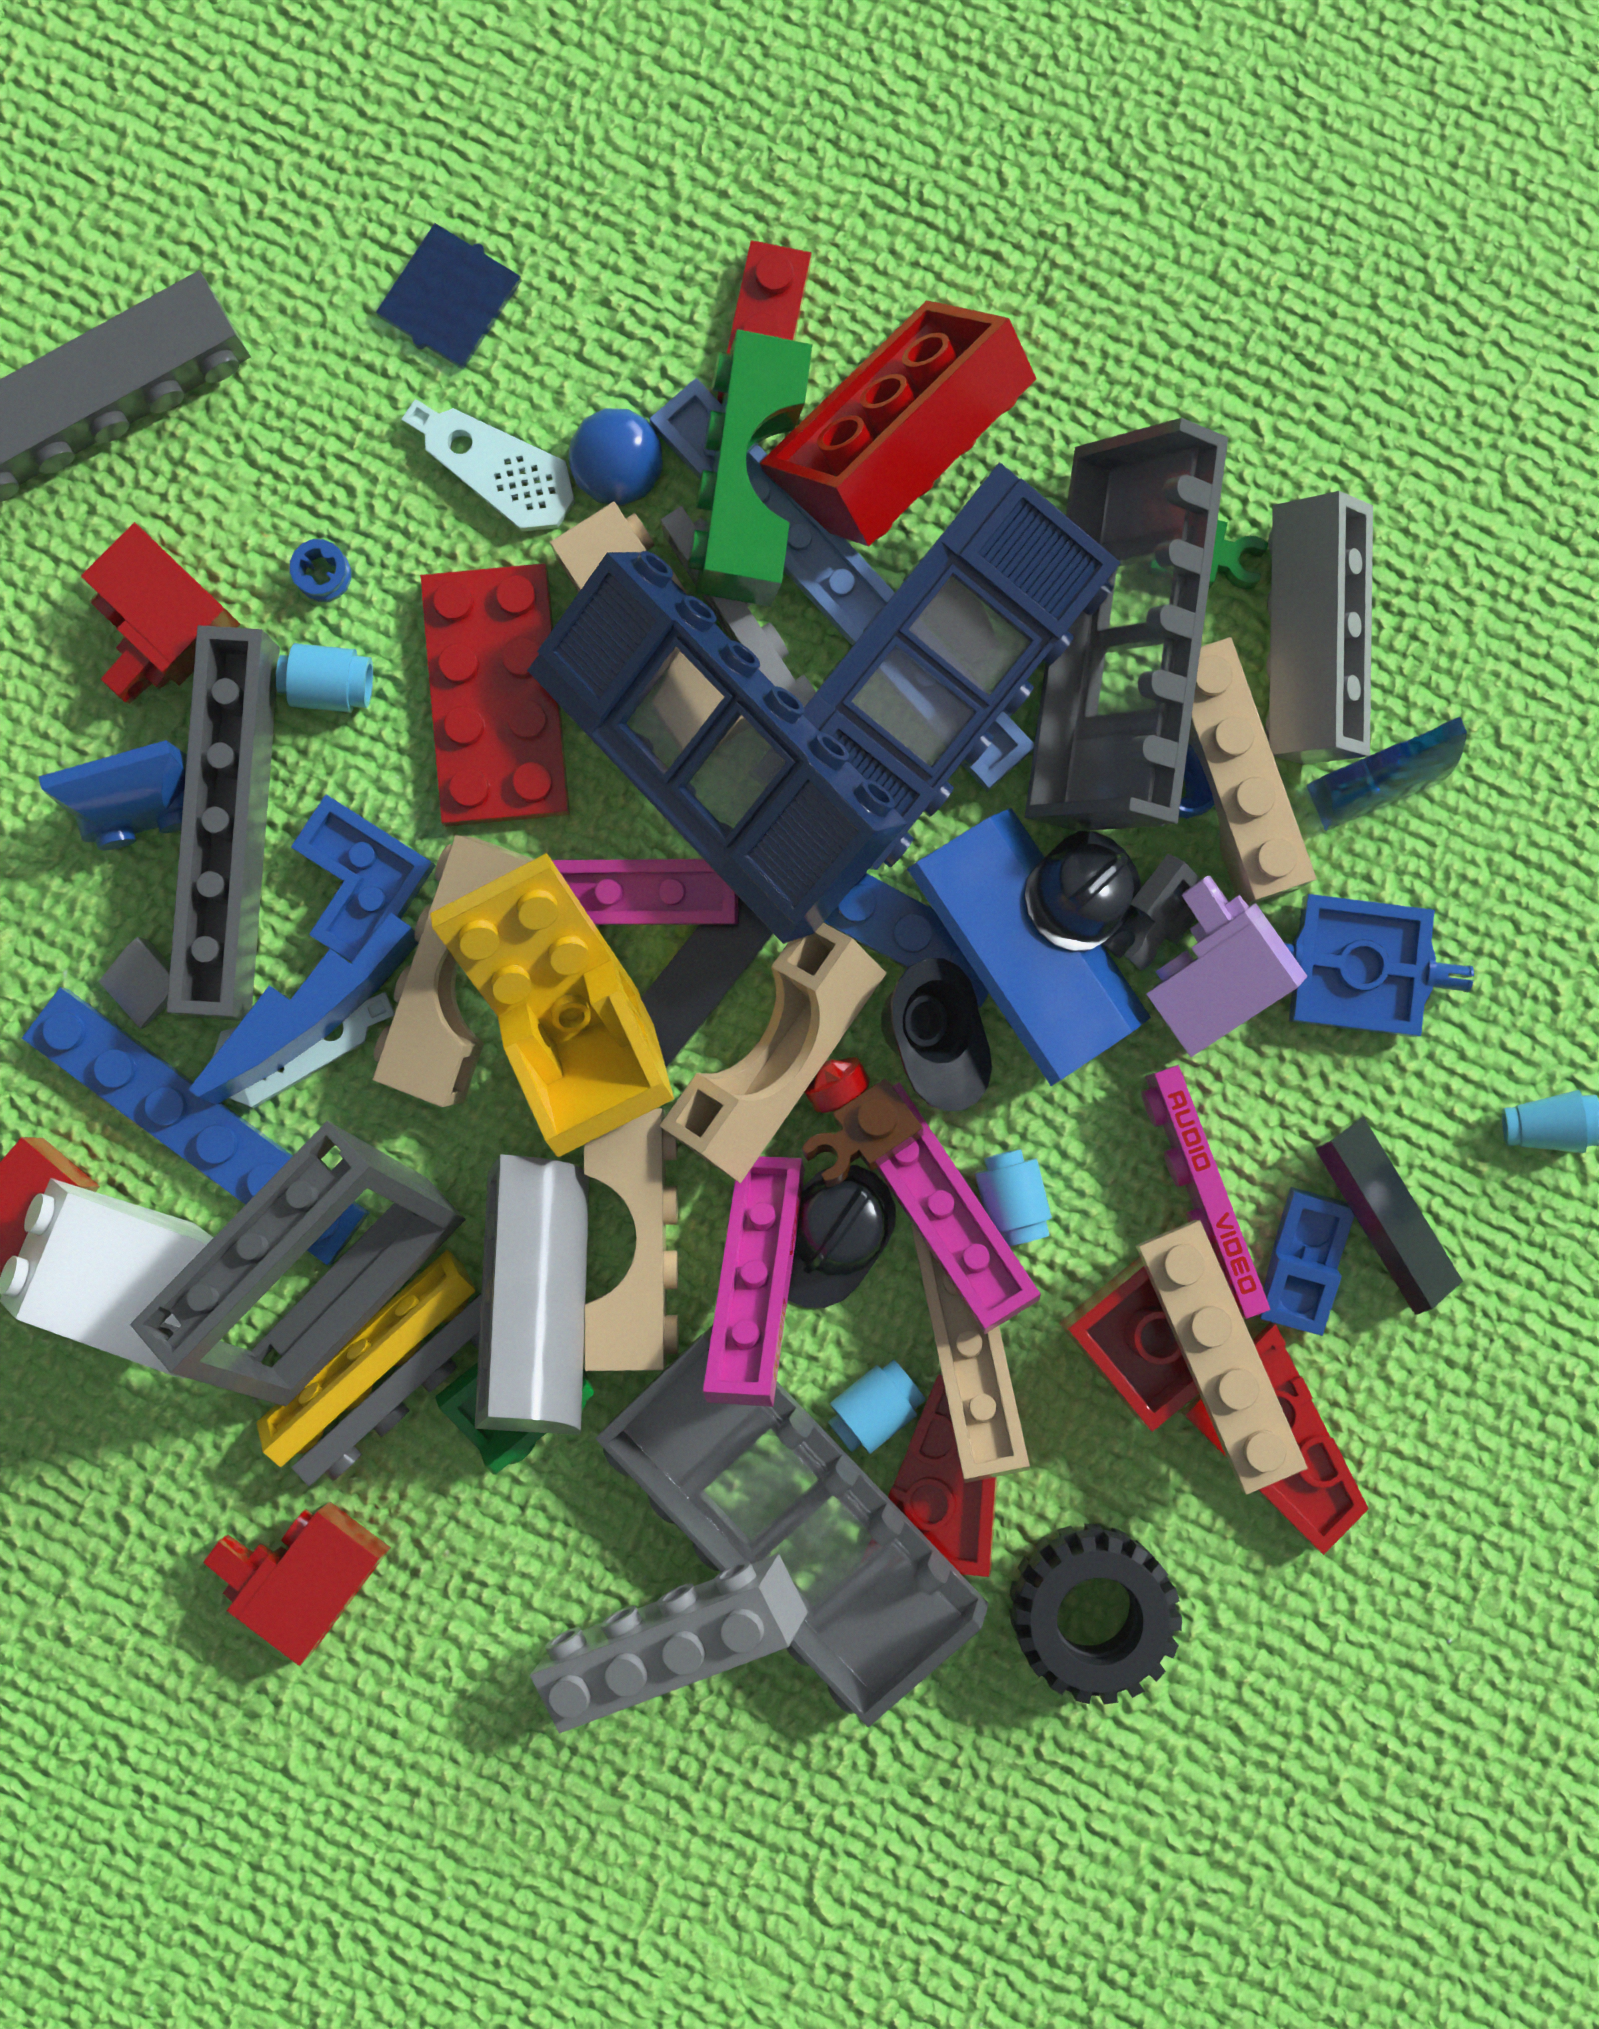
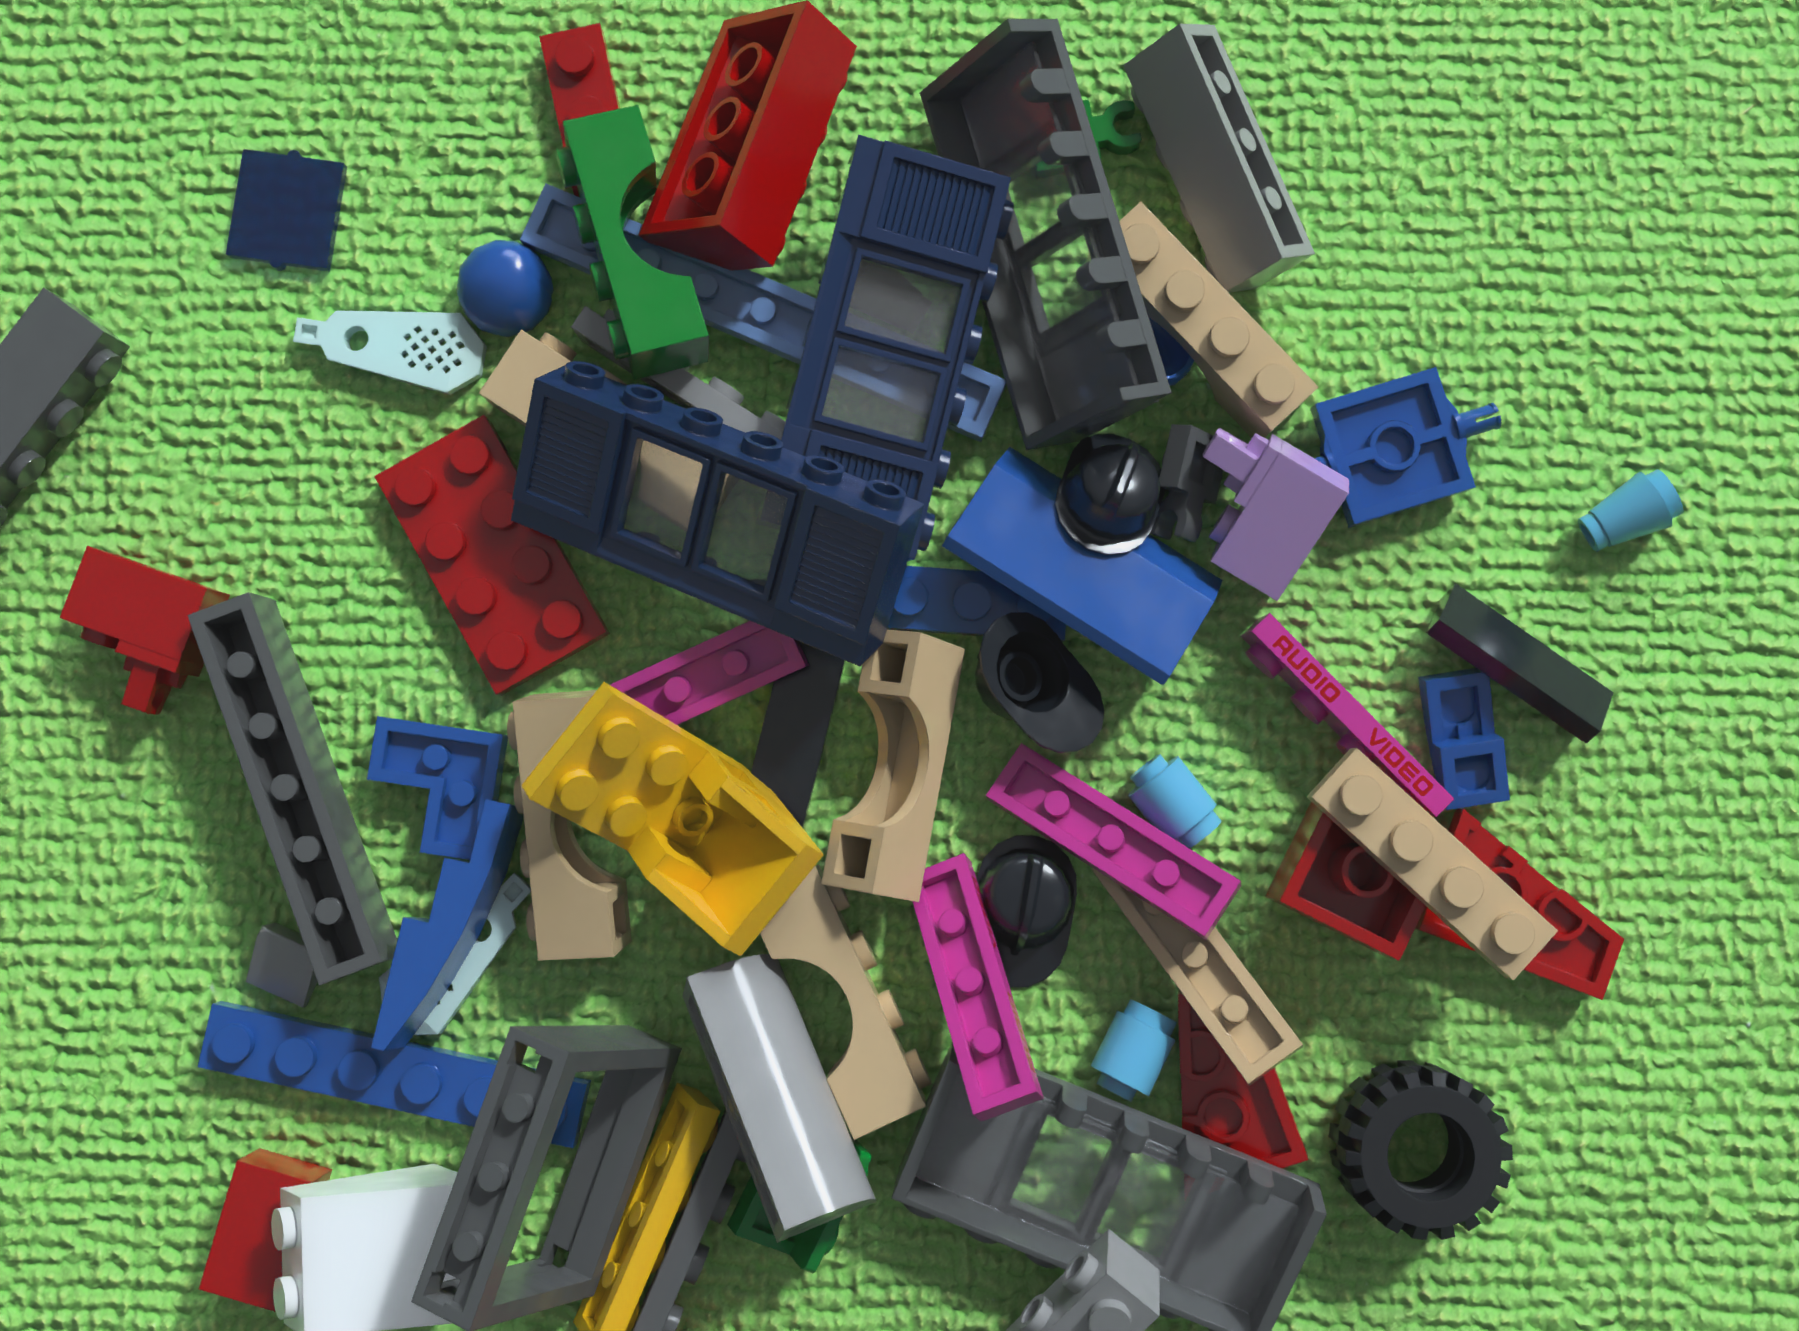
camera: 15 degrees left, 0 degrees up
(123, 794) = (187, 801): blue slope -> none
(325, 678) = (329, 610): medium azure brick -> none
(333, 555) = (259, 510): blue bush -> none
(837, 1084) = (966, 771): red tile -> none
(870, 1128) = (1016, 797): reddish brown plate -> none
(1388, 775) = (1339, 262): slope -> none

